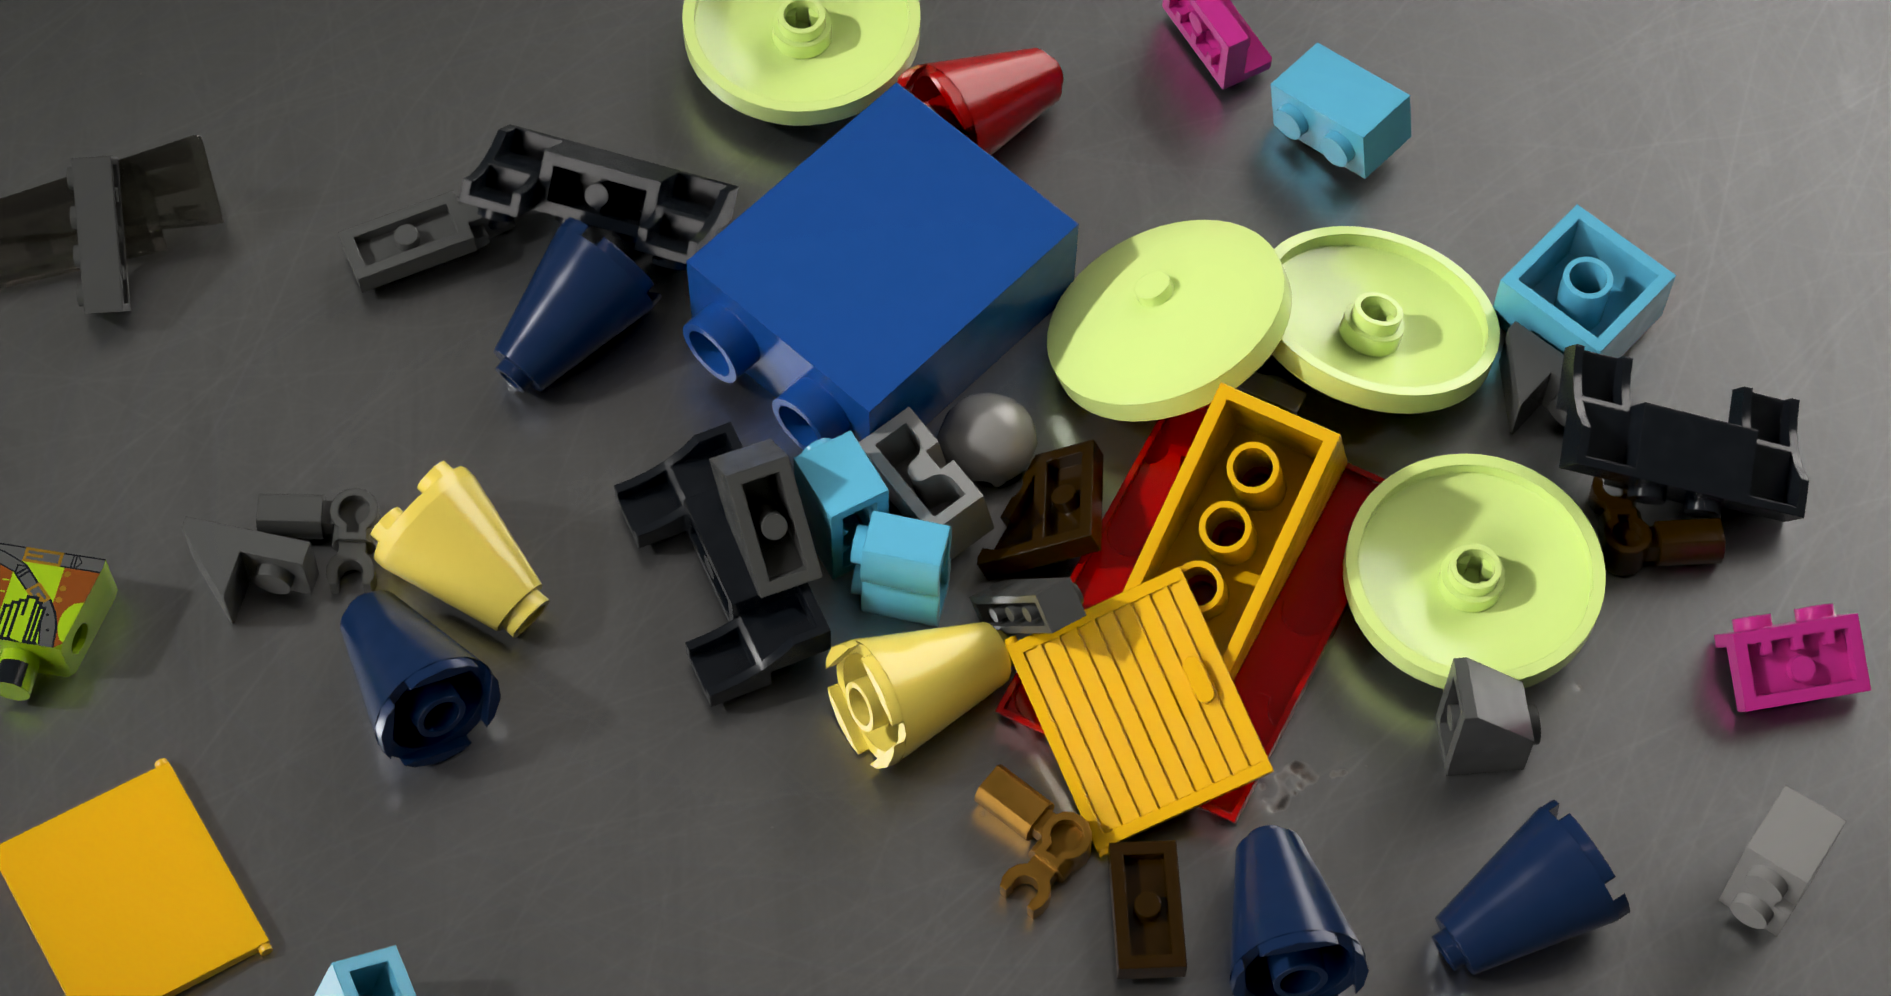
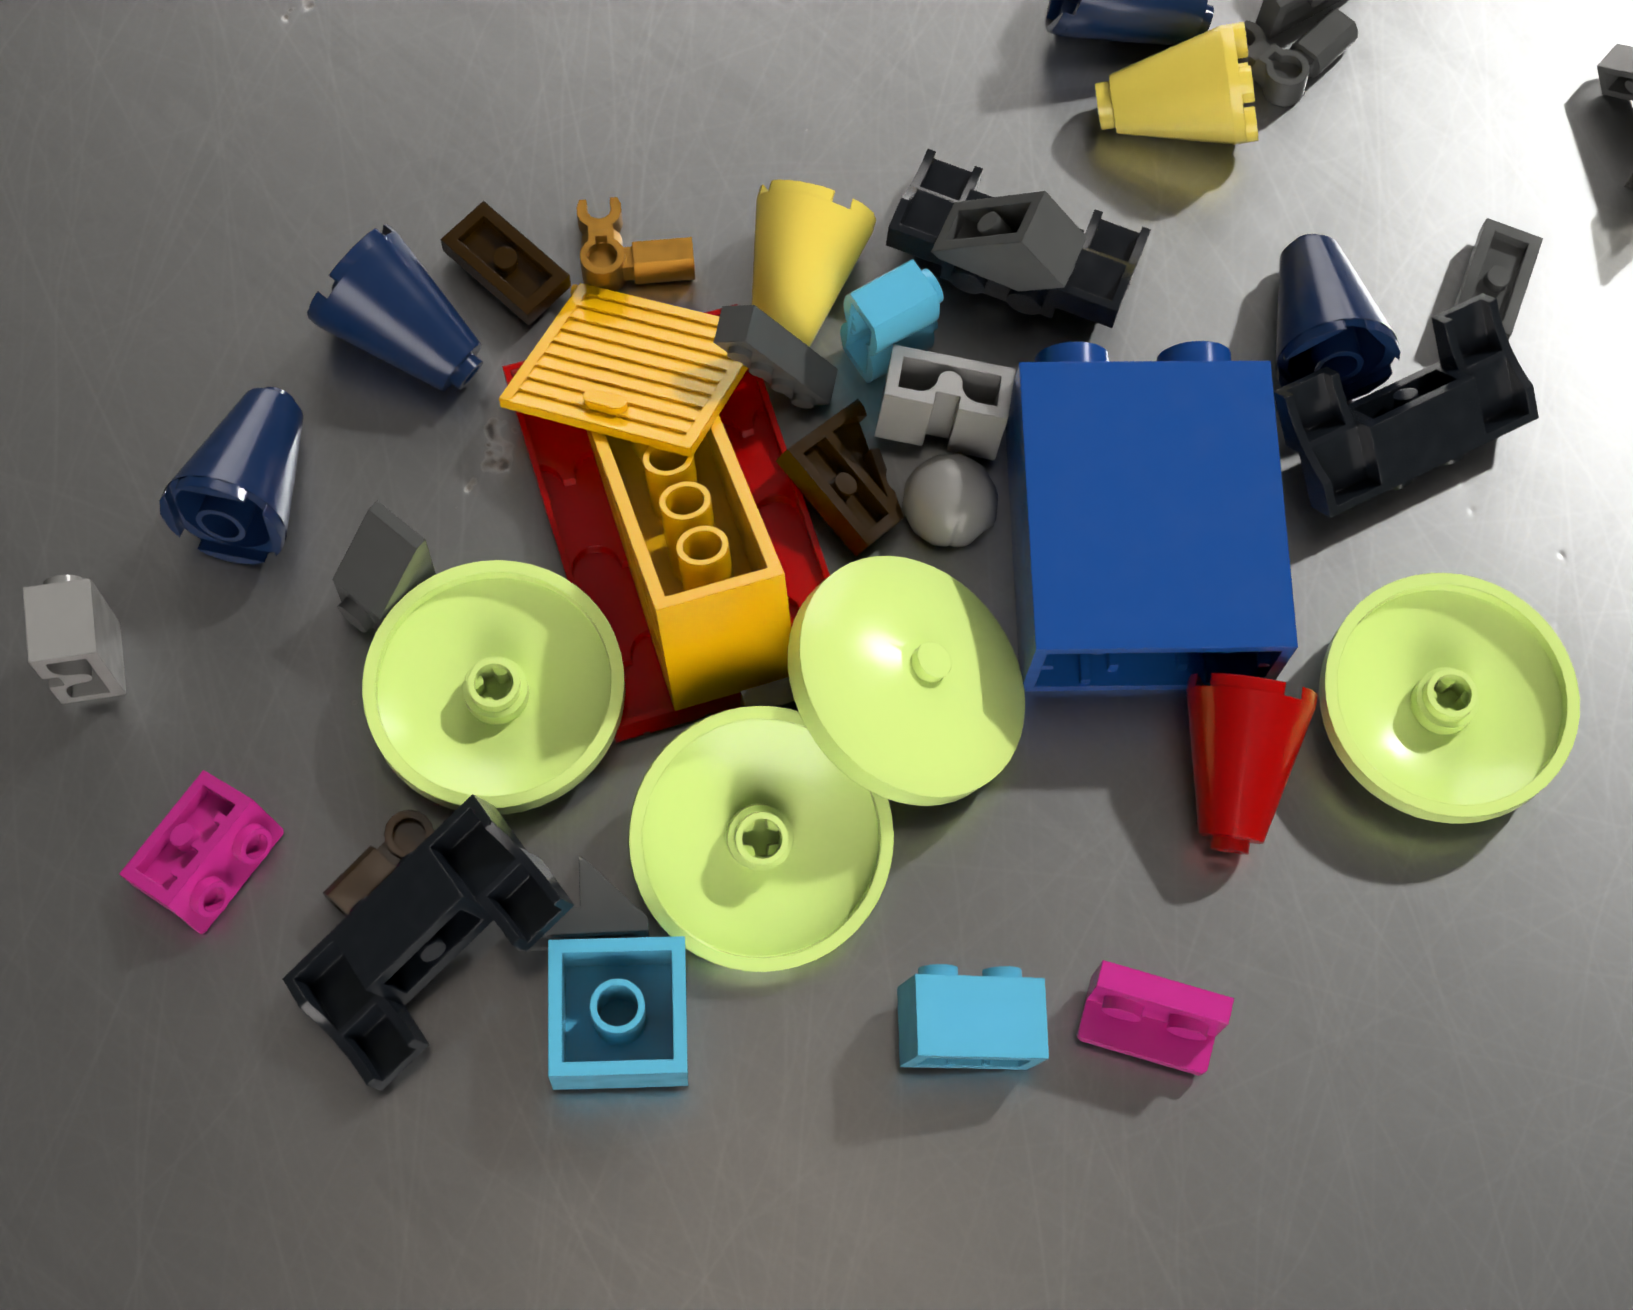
camera: 130 degrees right, 10 degrees up
(837, 494) = (987, 318): medium azure brick -> none

